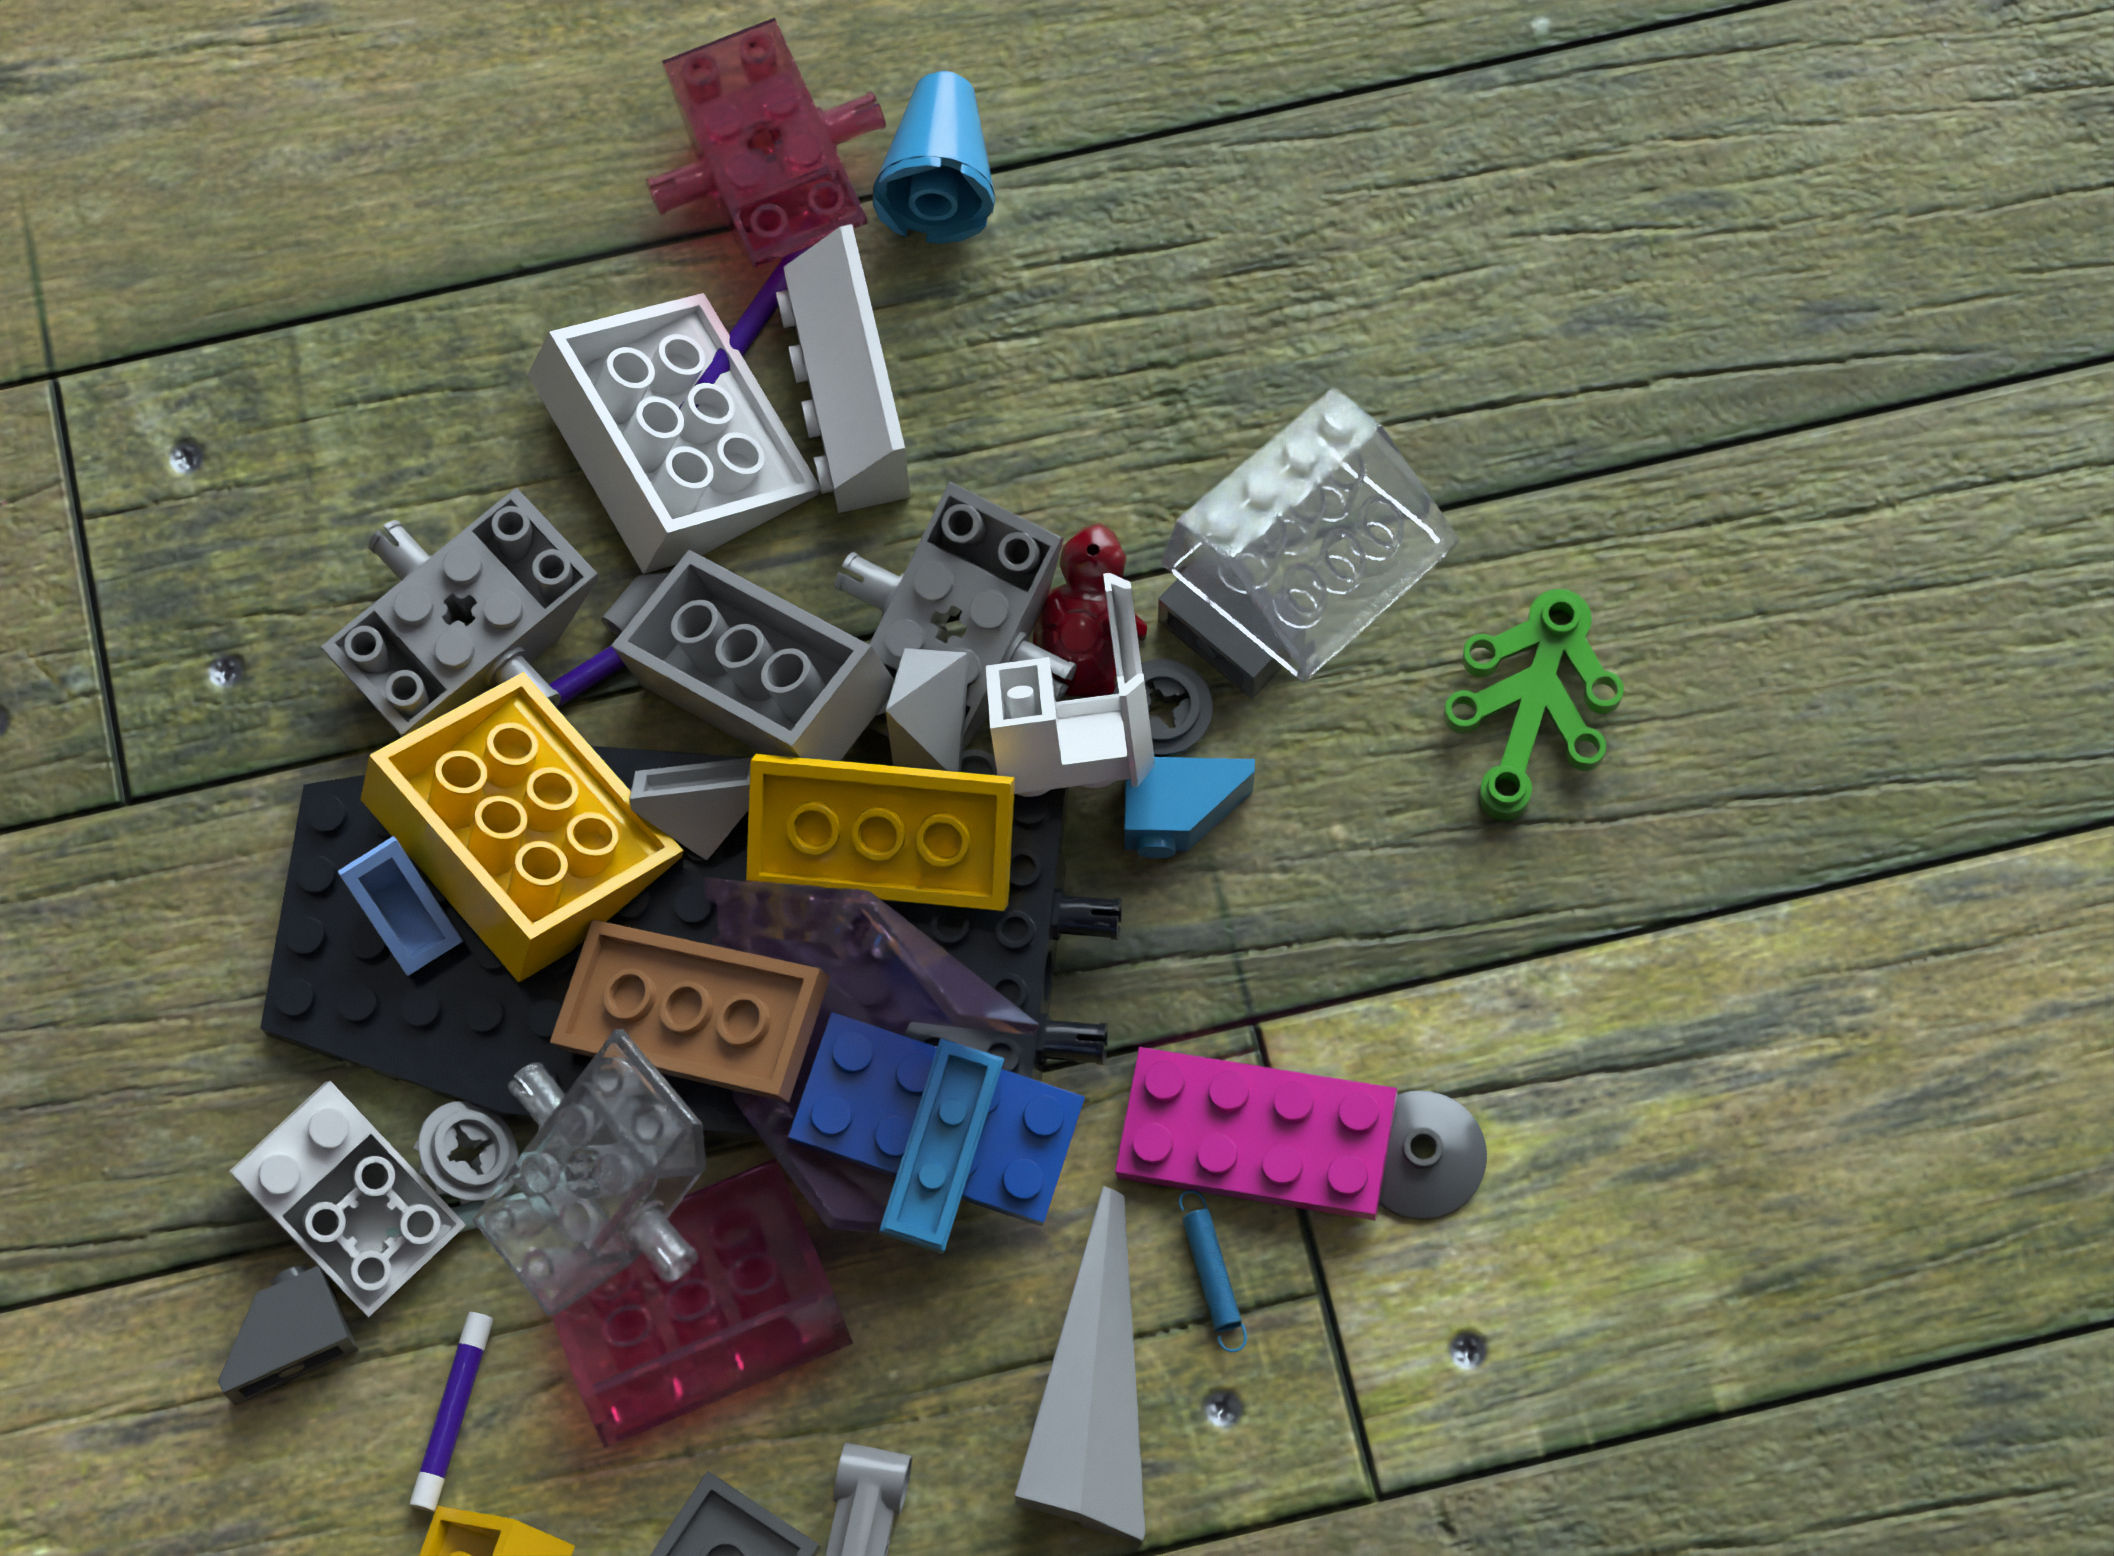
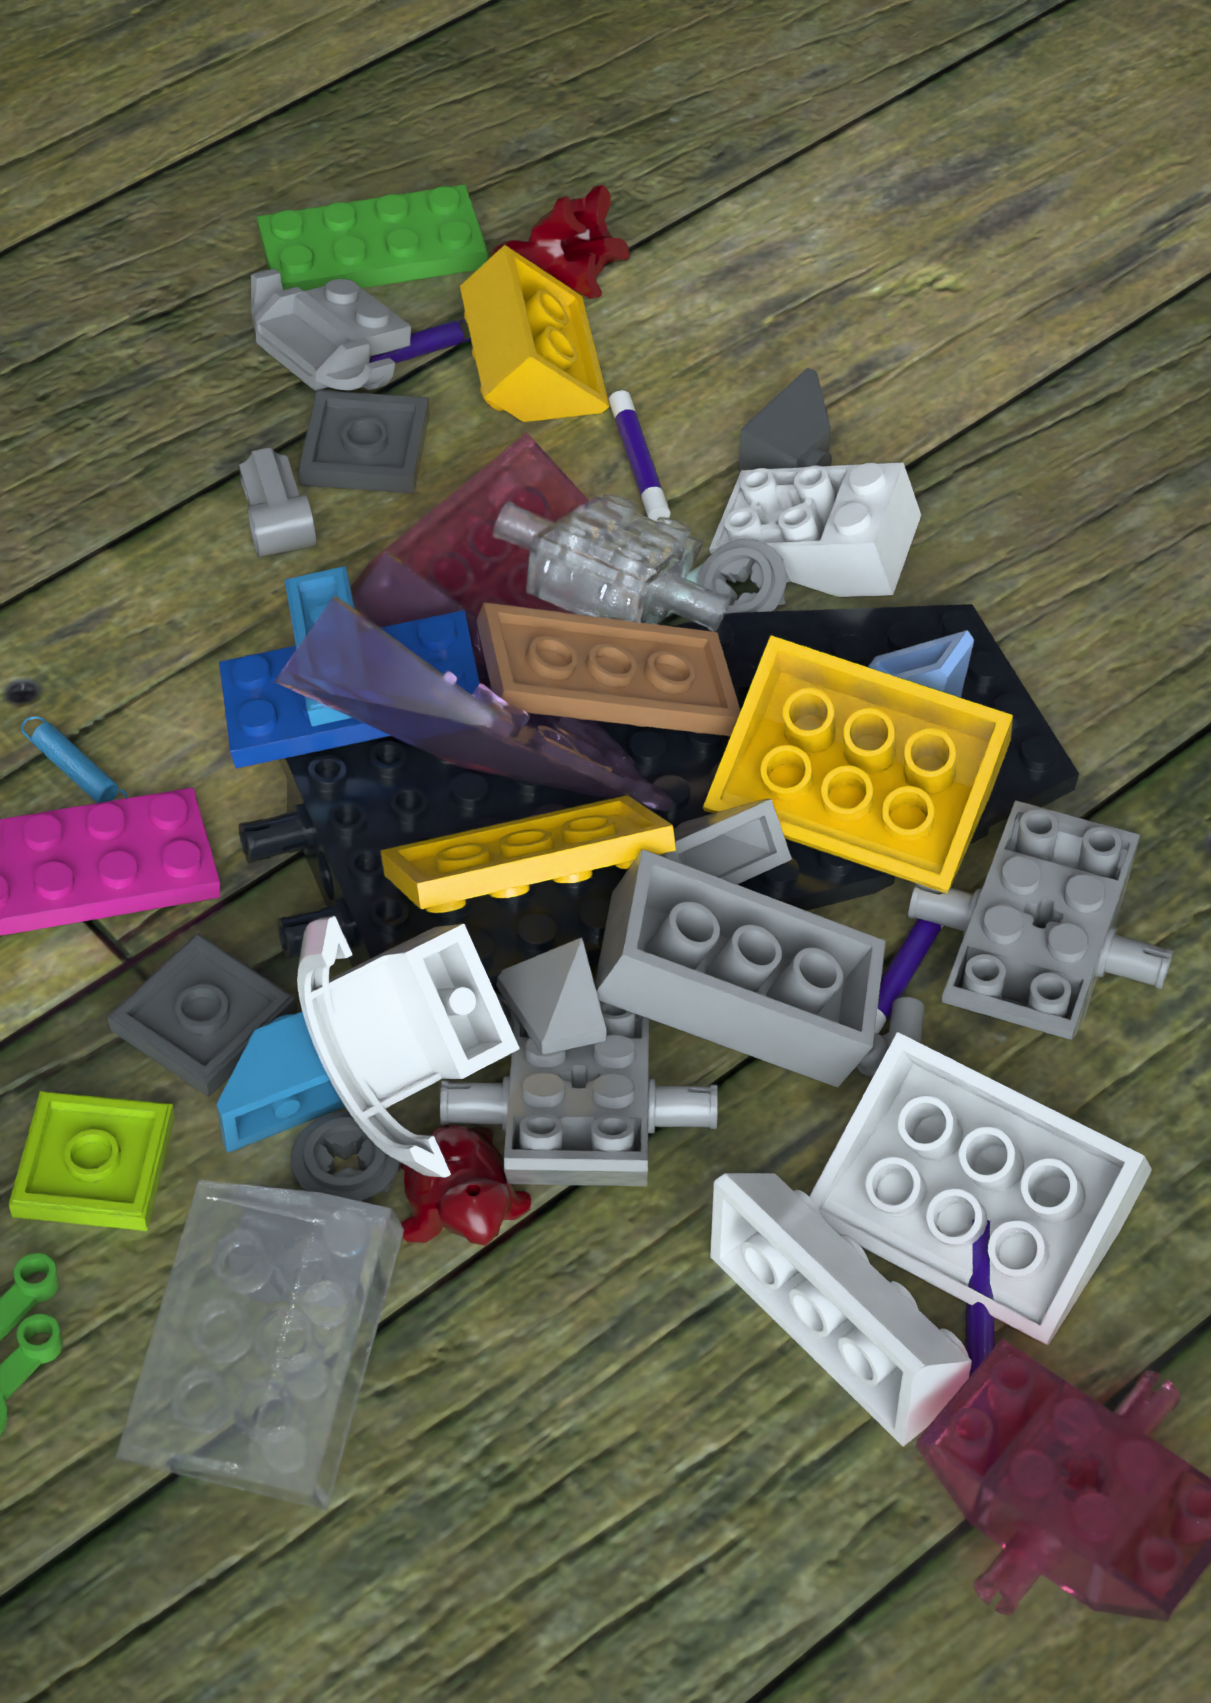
camera: 150 degrees right, 20 degrees down
(937, 165) = (894, 1572): dark azure cone -> none
(1087, 1429) = (121, 612): light grey wedge -> none
(1217, 909) = (199, 1013): none -> dark grey plate
(1370, 817) = (92, 1161): none -> lime tile

